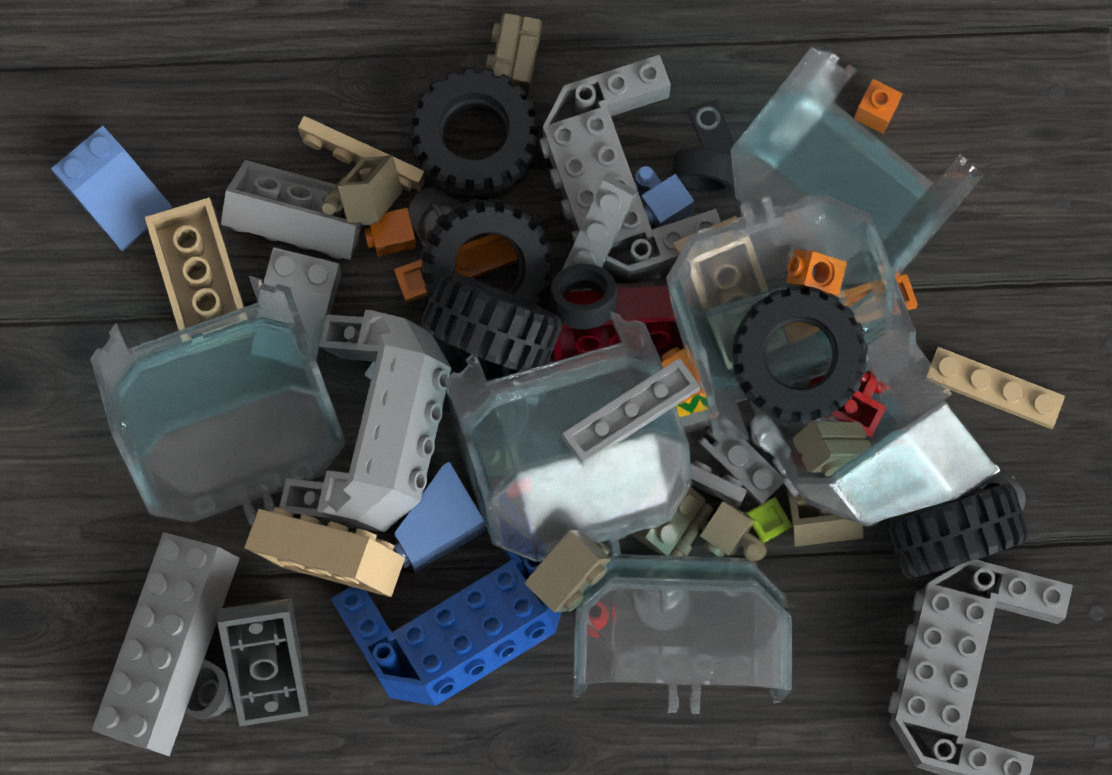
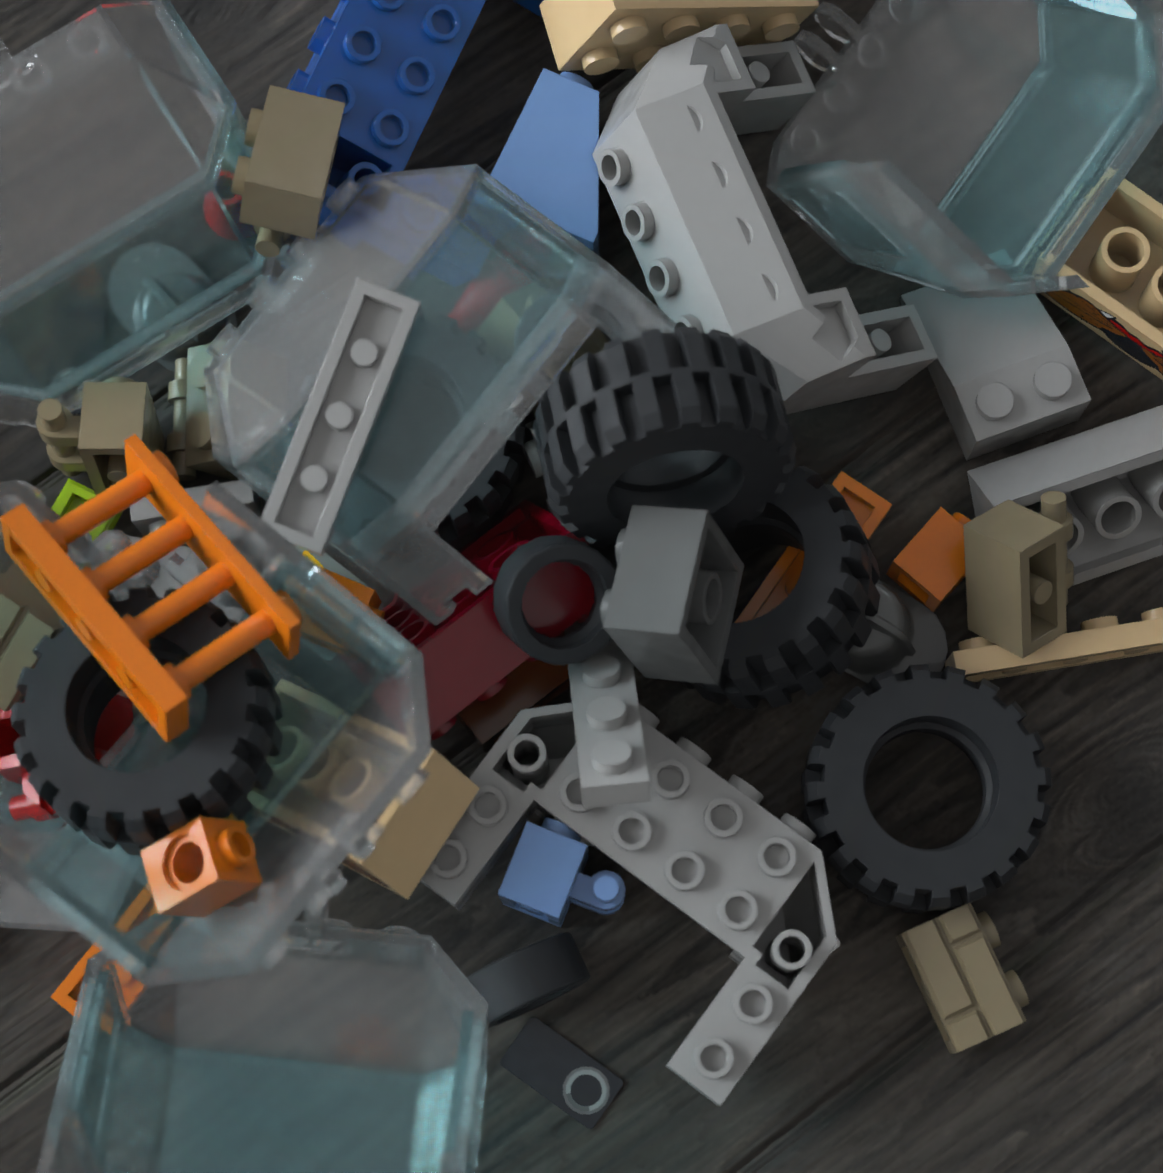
camera: 150 degrees right, 0 degrees up
(534, 260) = (673, 594): none -> dark grey brick
(793, 412) = (123, 642): none -> orange fence

